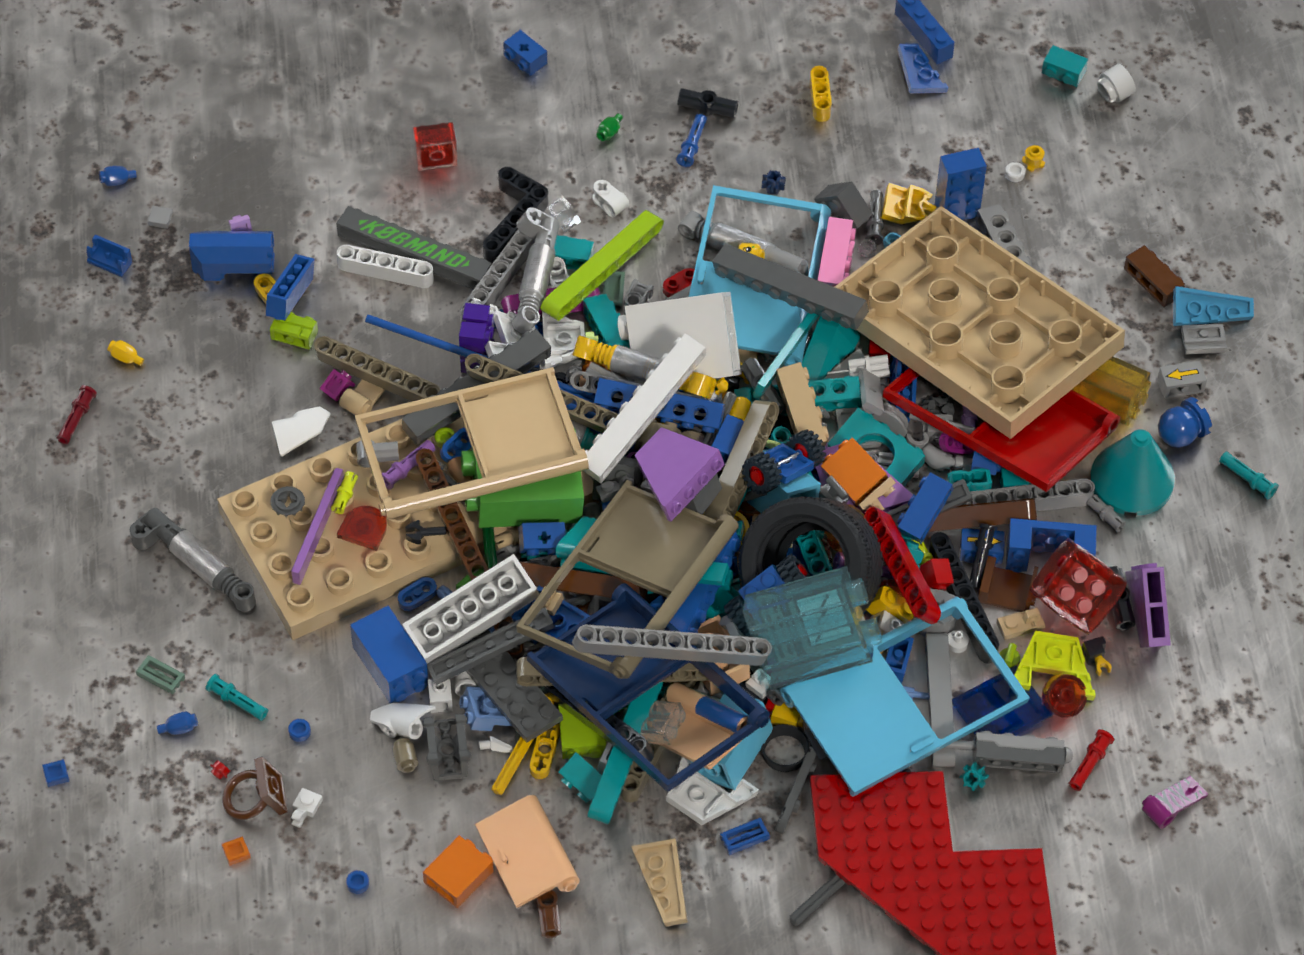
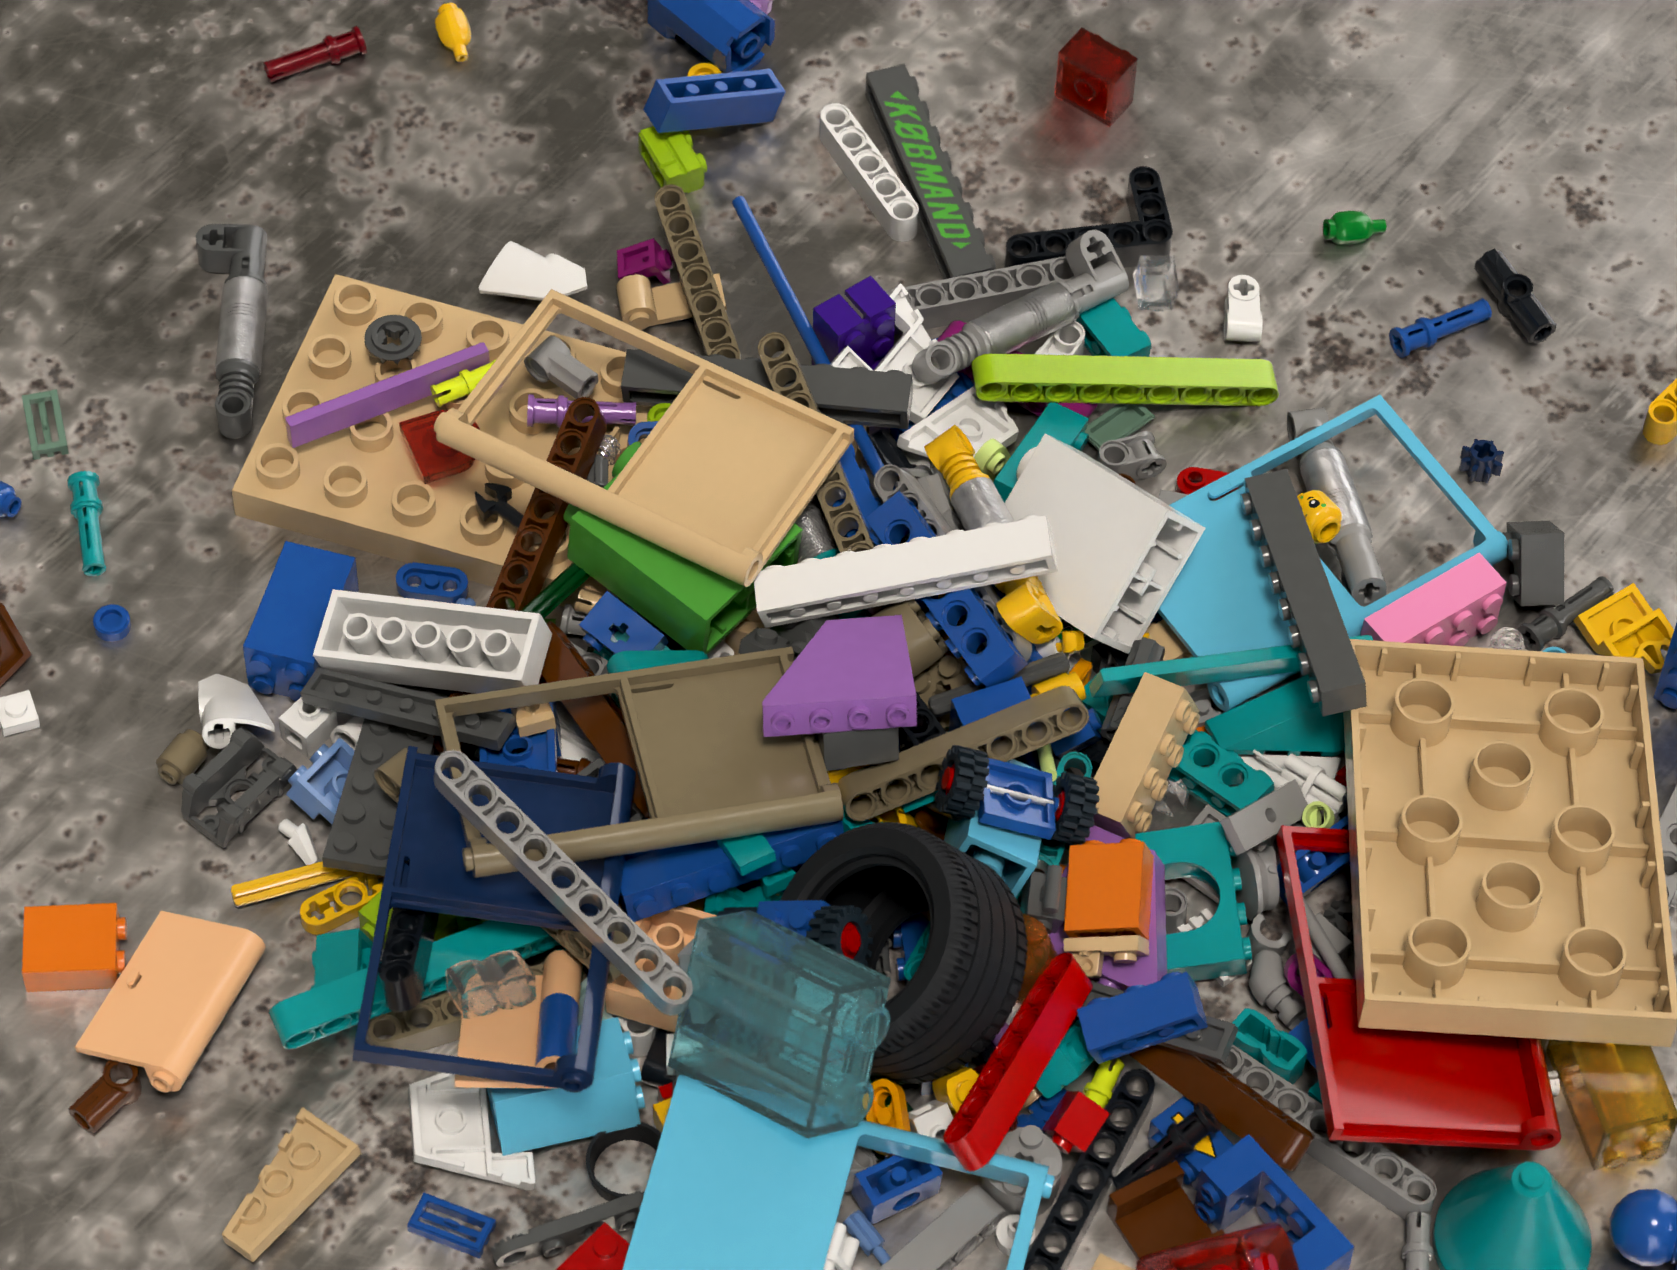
camera: 45 degrees right, 0 degrees up
(525, 52) = (1353, 56): blue brick -> none
(891, 373) = (1312, 817): none -> yellowish green hinge

